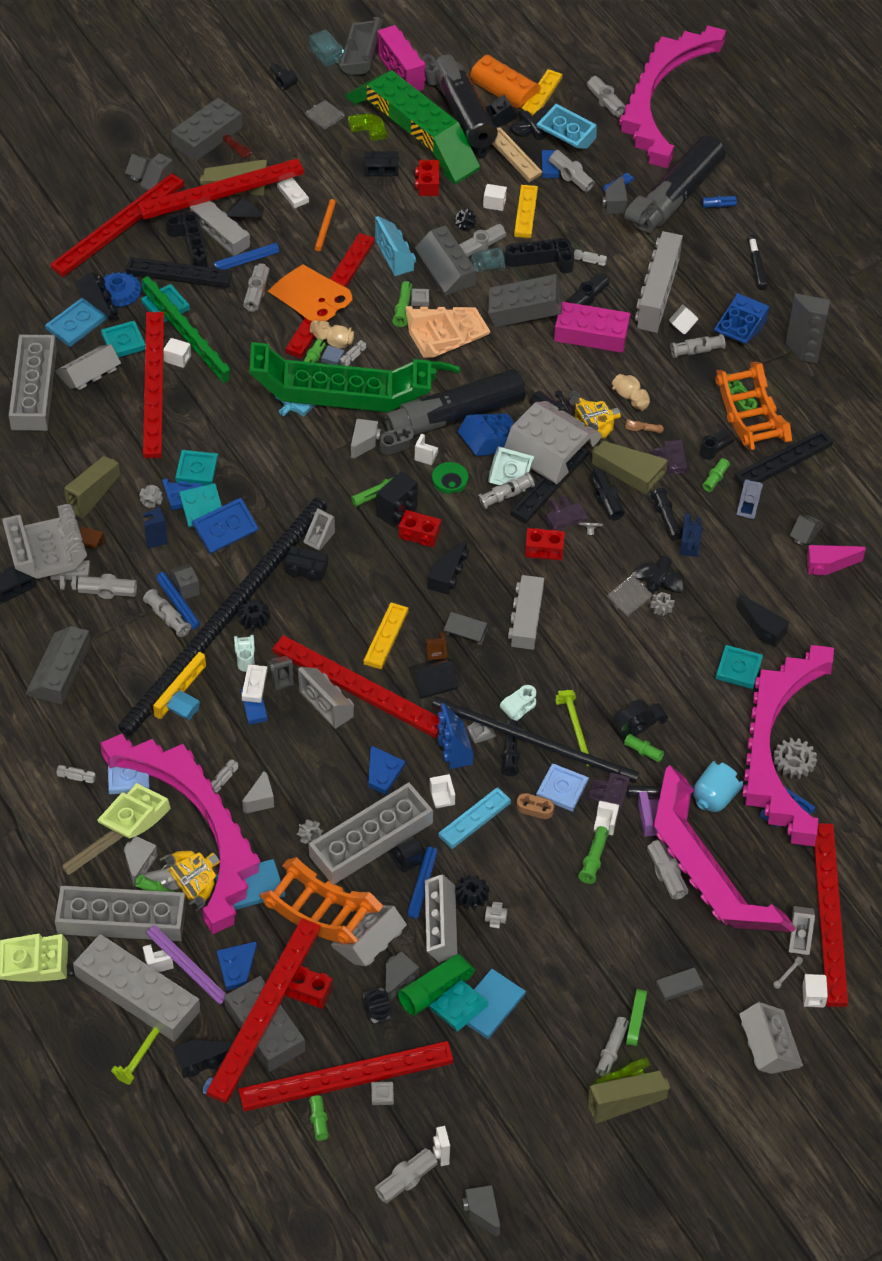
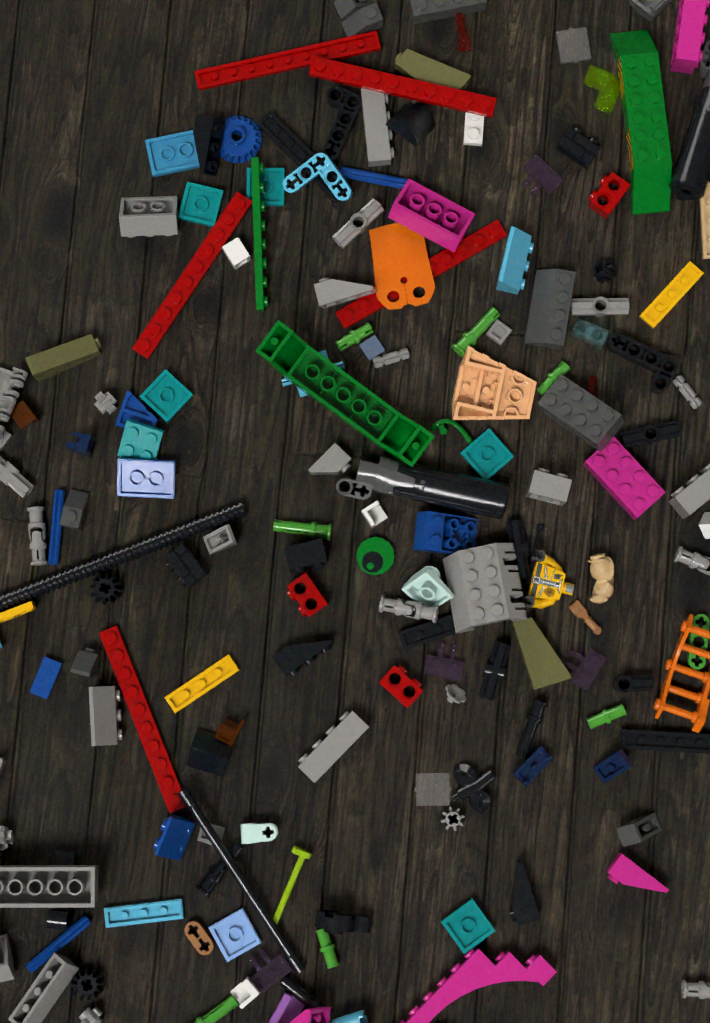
camera: 35 degrees right, 30 degrees up
(33, 382) = (87, 205): light grey brick -> none
(203, 266) = (323, 171): none -> medium azure beam
(245, 652) = (74, 619): light aqua piece -> none
(254, 683) = (55, 663): white plate -> none
(281, 328) = (334, 292): none -> light grey slope
(309, 250) = (431, 215): none -> dark pink brick
(325, 225) = (478, 183): orange bar -> none
(336, 336) = (387, 328): tan animal -> none
(369, 193) = (542, 174): none -> clear purple hinge
(383, 770) = (104, 815): blue wing -> none
(442, 791) = (134, 872): white panel -> none
(466, 627) = (269, 727): dark grey hinge -> none
(477, 367) = (487, 454): none -> teal plate
(484, 300) = (562, 369): none -> bright green pin
(494, 197) = (652, 261): white panel -> none
(543, 358) = (548, 487): none -> light grey brick

